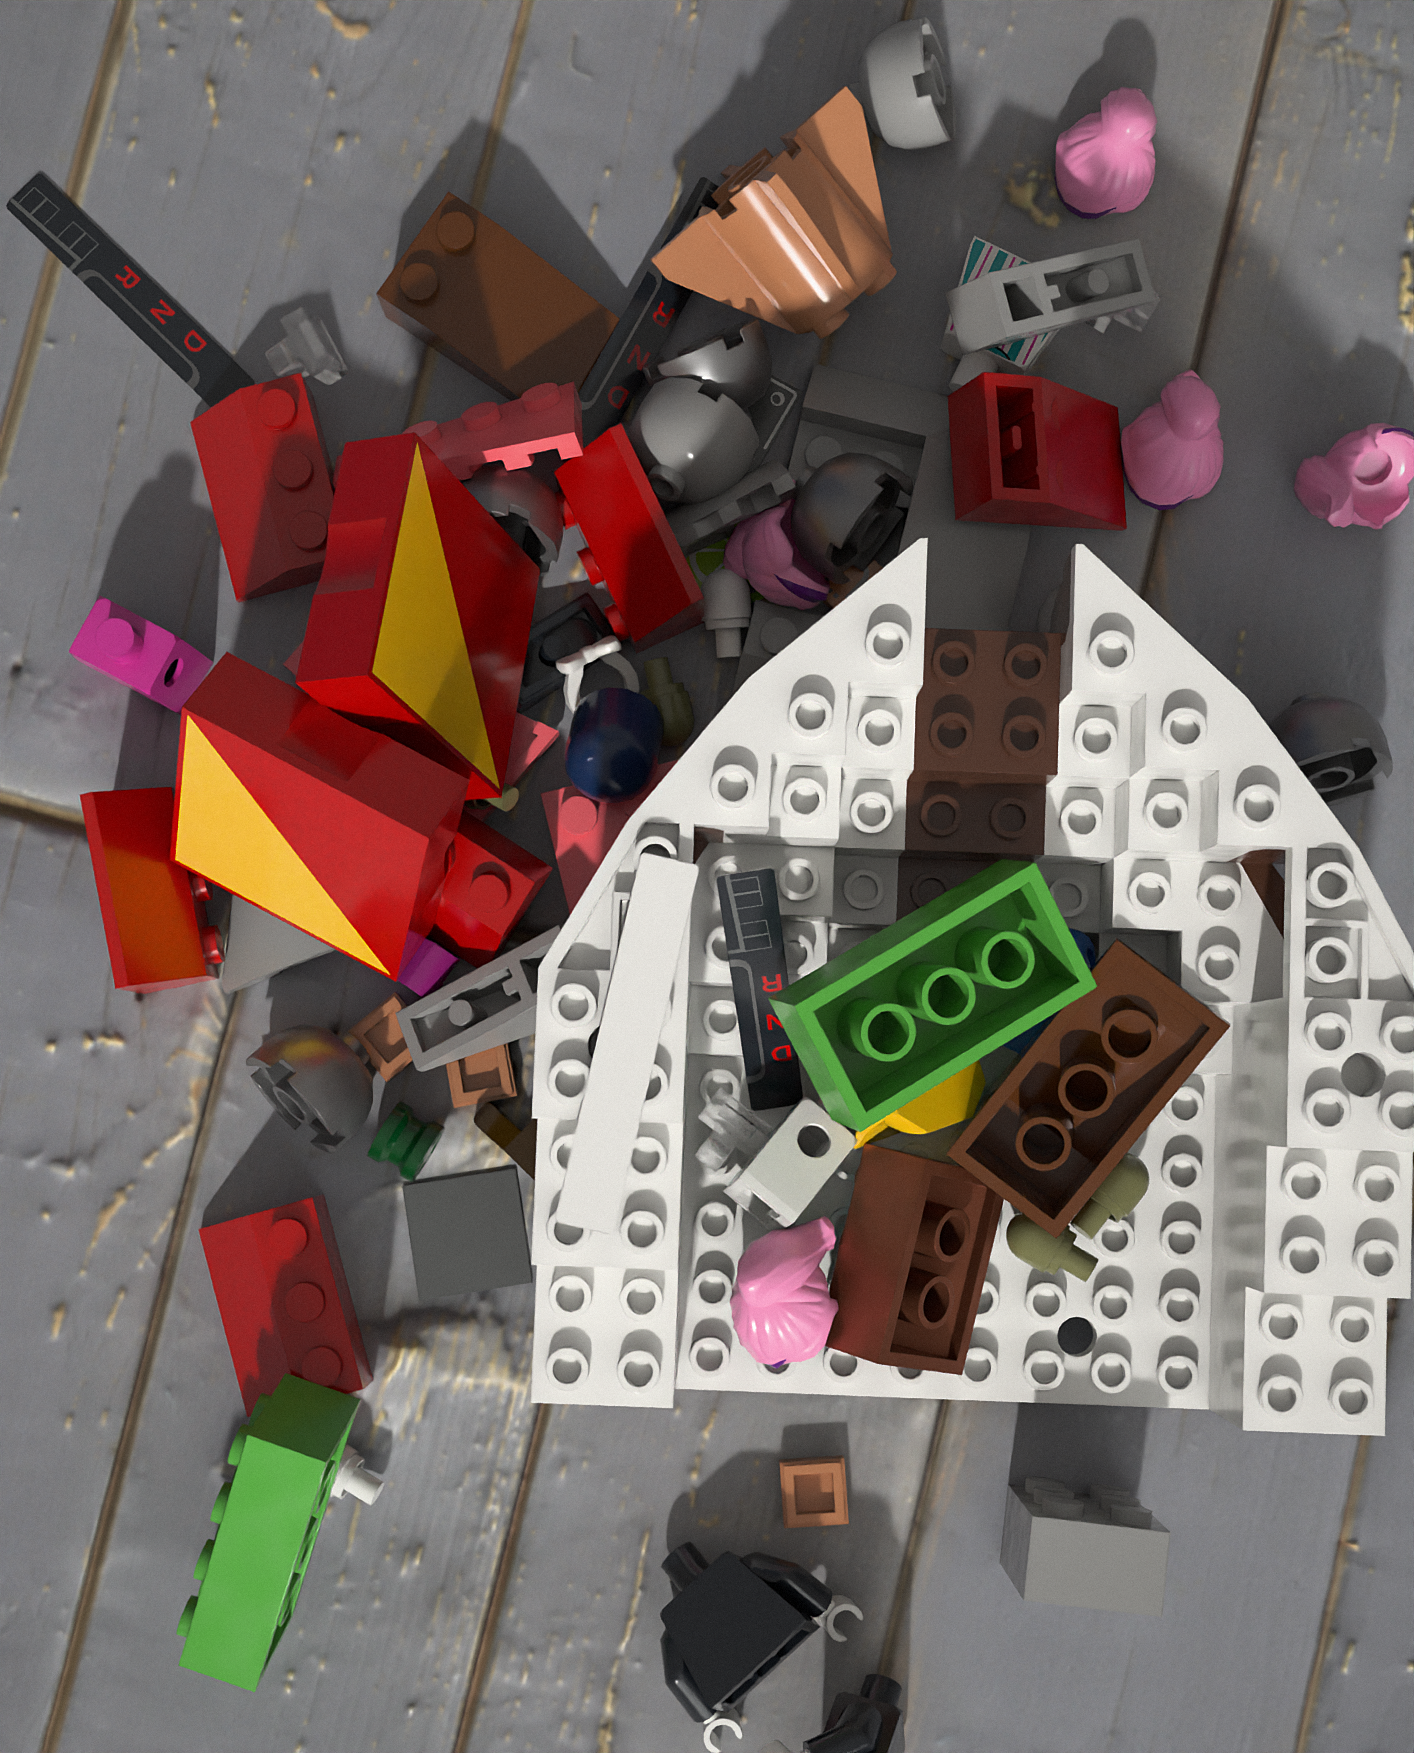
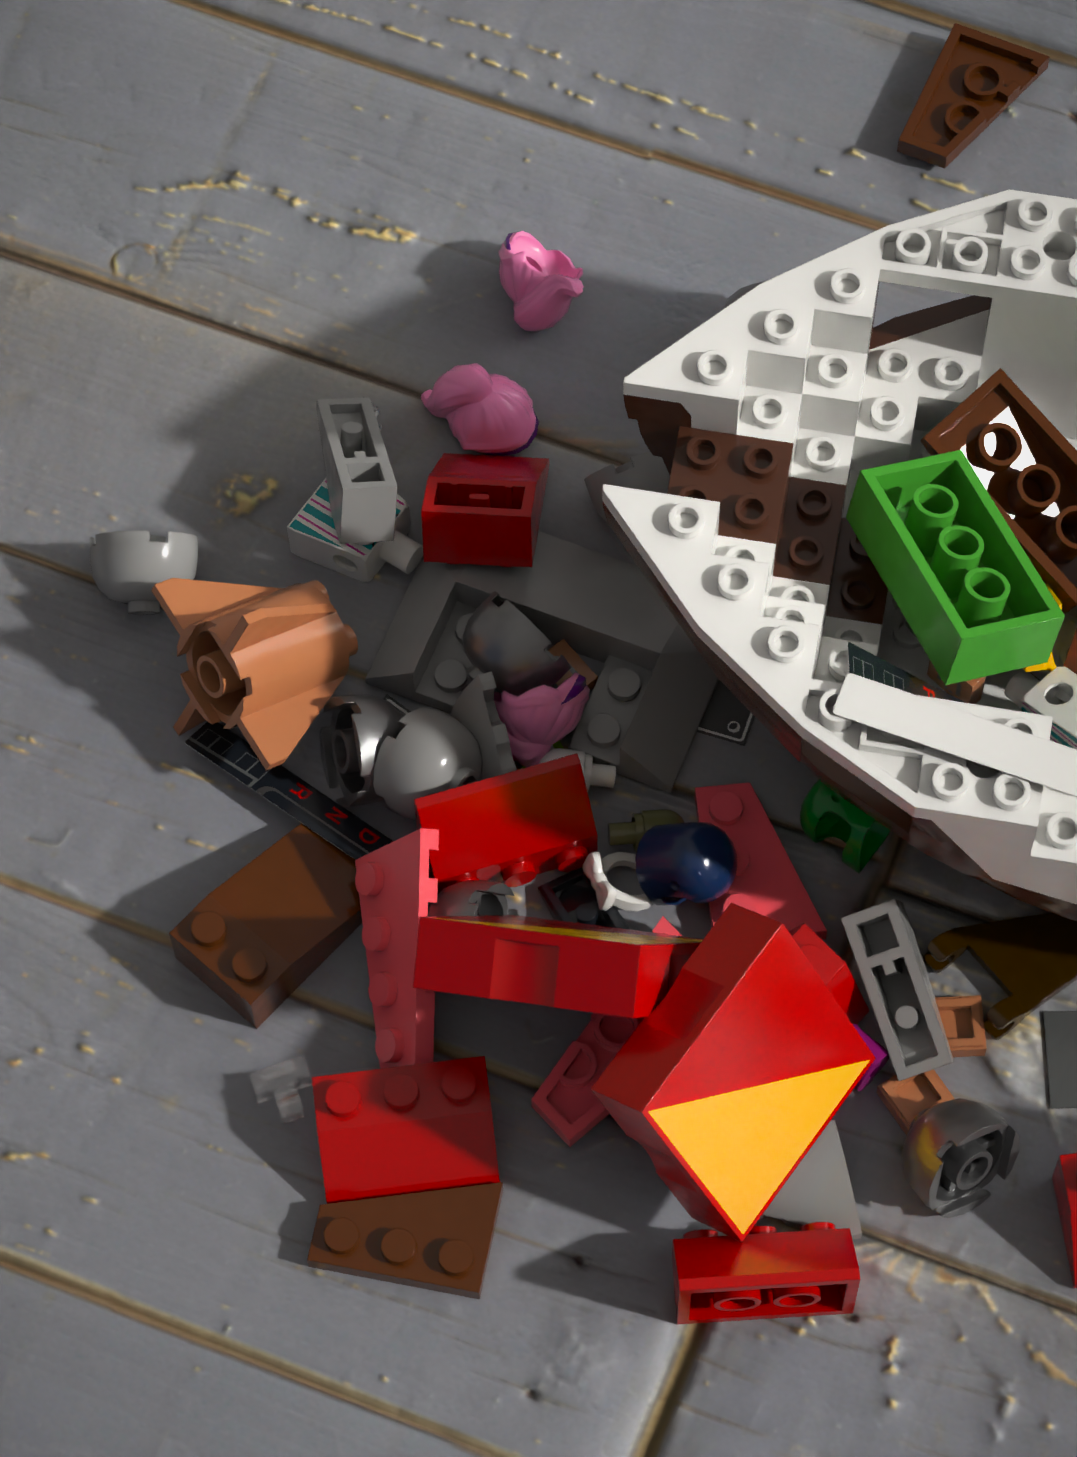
camera: 80 degrees left, 20 degrees down
(127, 291) = (192, 1250): black sticker -> none
(139, 654) = (543, 1264): dark pink torso -> none
(162, 517) = (411, 1239): none -> reddish brown wing
(406, 1141) = (1013, 1088): dark green wheel -> none
(1108, 156) = (228, 426): bright pink hair -> none

